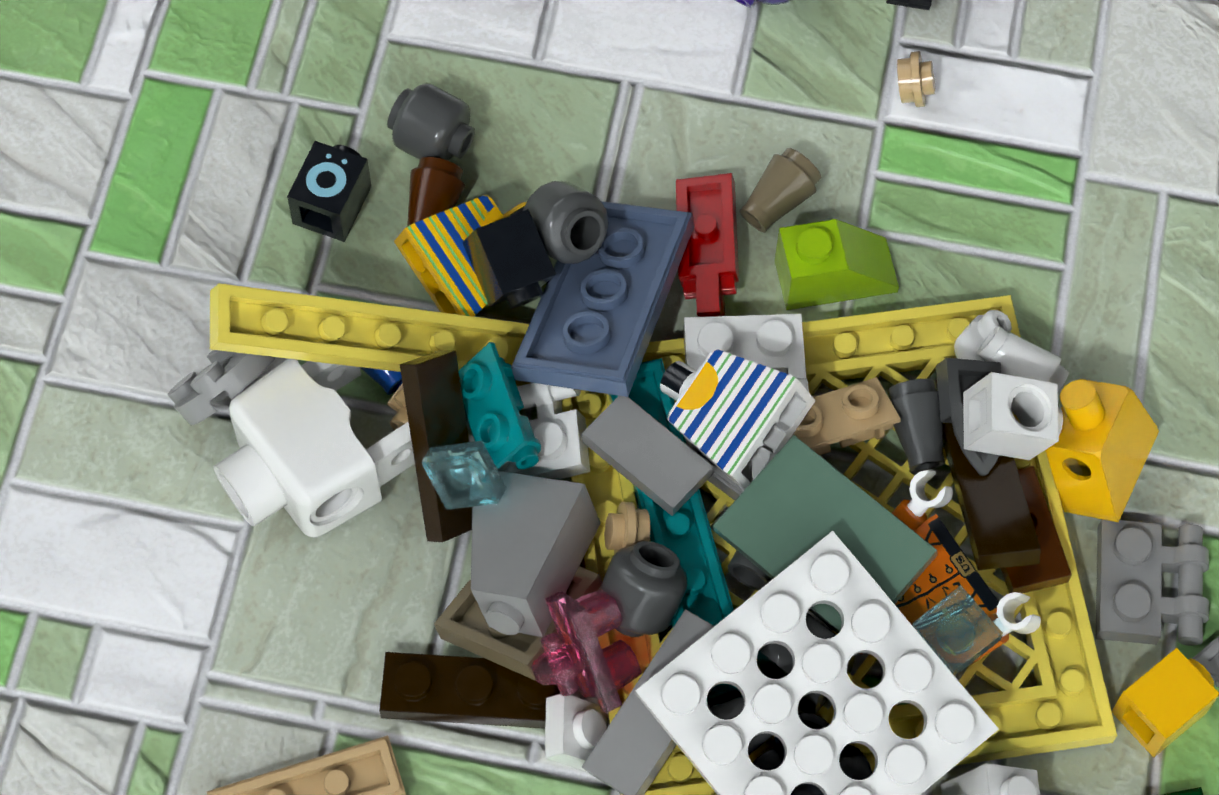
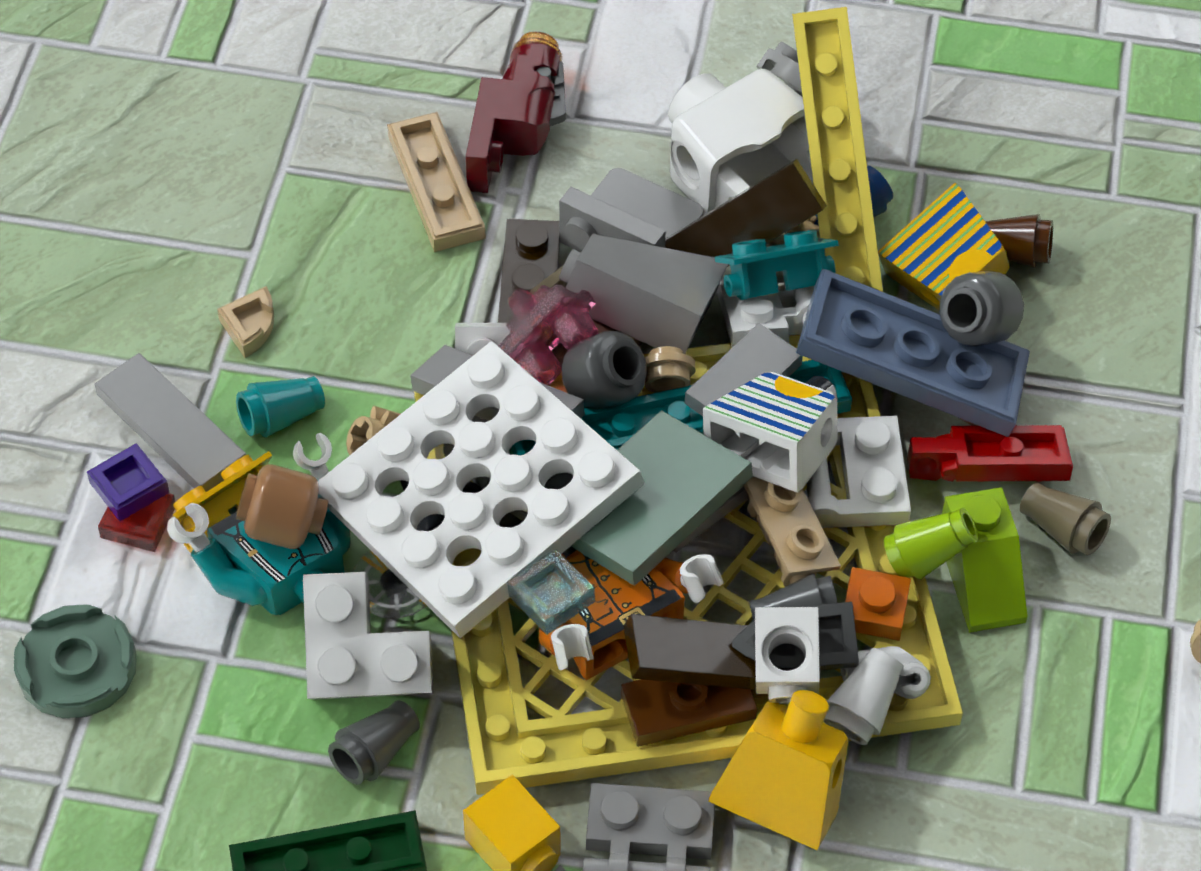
camera: 90 degrees right, 10 degrees down
(219, 693) = (516, 111): none -> dark red plate
(329, 190) = (1013, 162): black brick -> none
(392, 577) = (624, 209): none -> light grey bracket
(430, 123) = (1093, 227): dark grey head -> none
(464, 475) = (707, 231): clear light blue plate -> none
(510, 260) = (930, 261): black brick -> none
(849, 295) = (929, 542): none -> lime cone
(901, 353) = (878, 602): none -> orange plate

